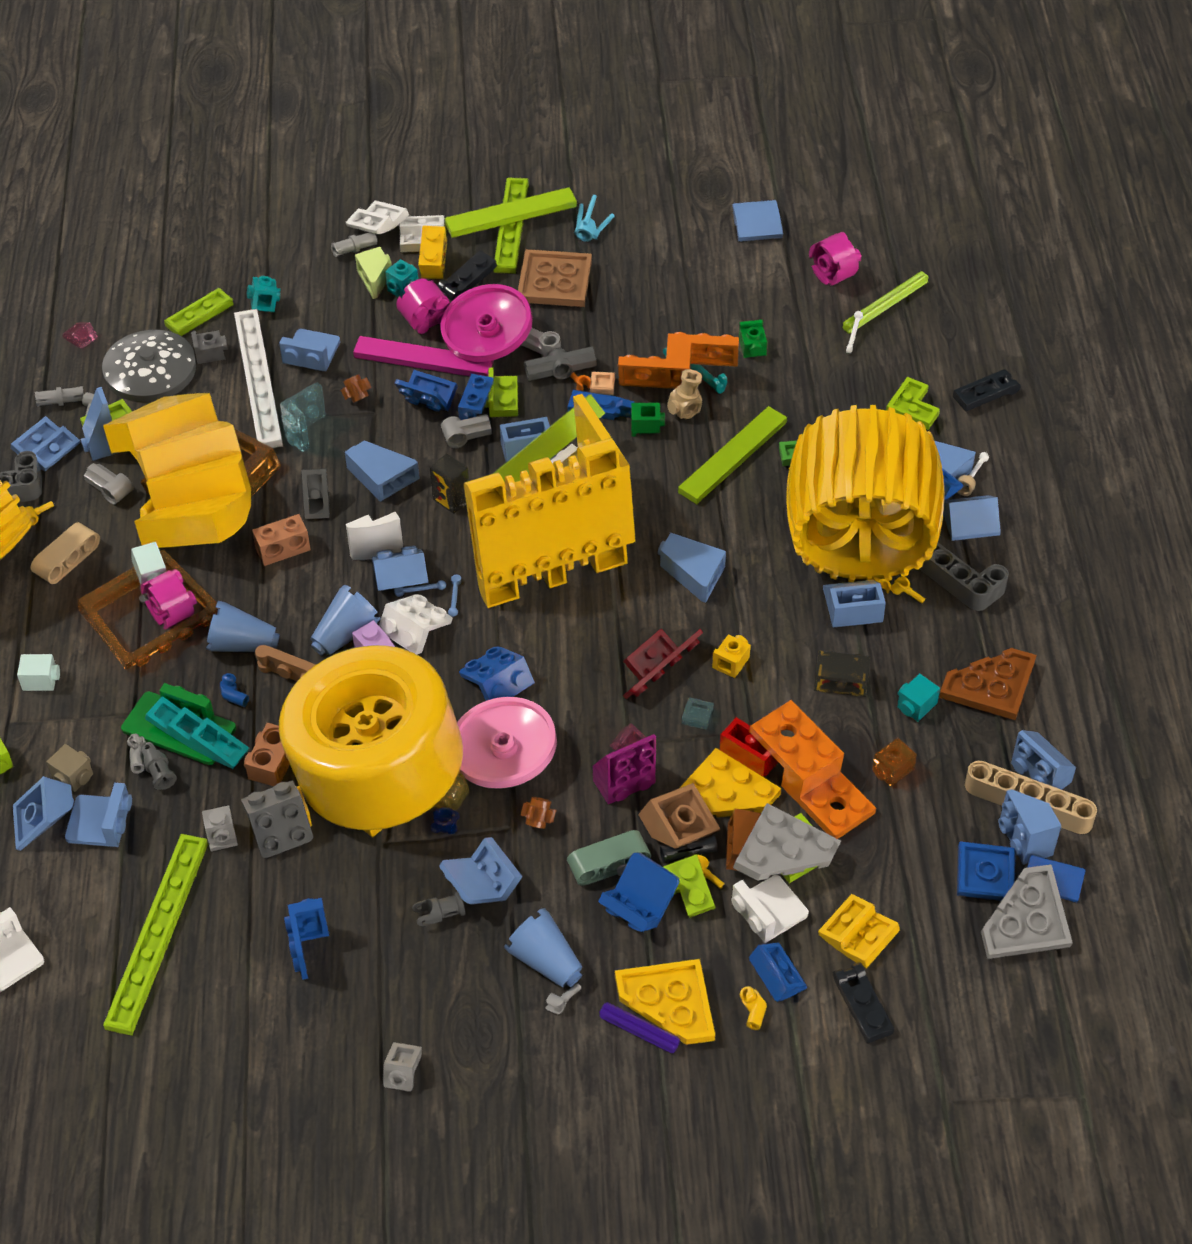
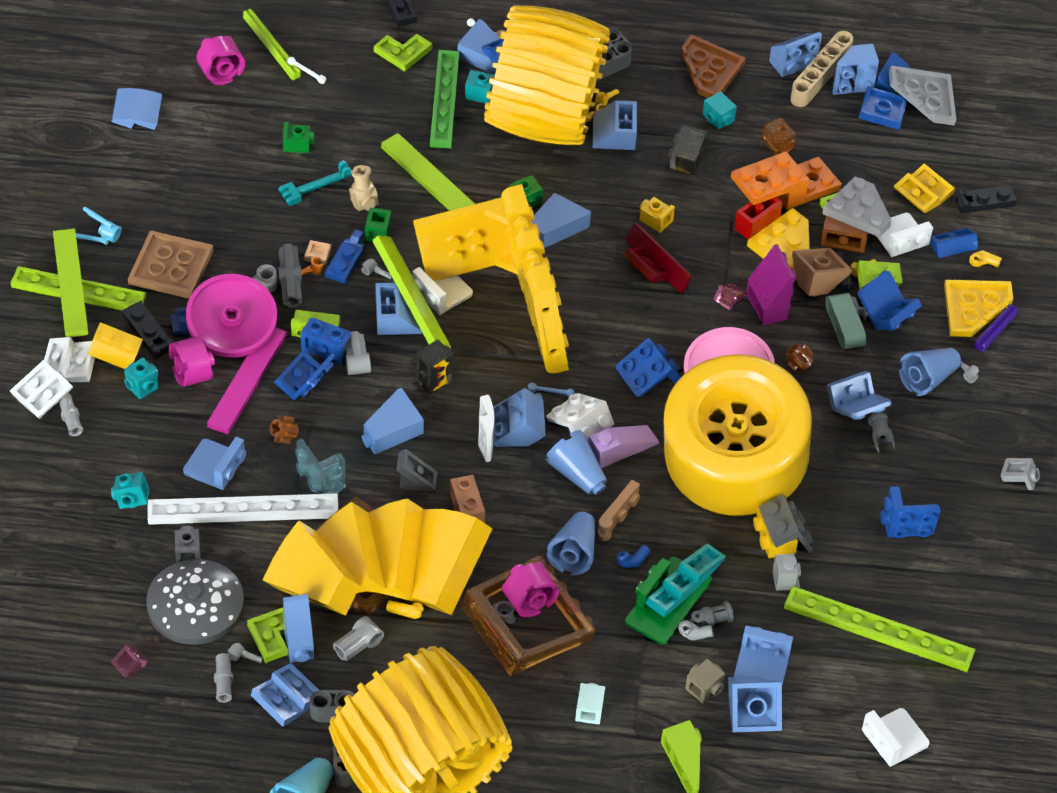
camera: 85 degrees left, 0 degrees up
(147, 562) = (493, 595): light aqua brick -> none
(199, 312) = (128, 555): lime tile -> none
(267, 751) = (710, 527): nougat brick -> none
(371, 268) = (120, 401): yellowish green slope -> none
(681, 353) = (324, 183): orange bracket -> none
(697, 713) = (708, 247): clear light blue tile -> none
(722, 530) = (532, 190): none -> green brick

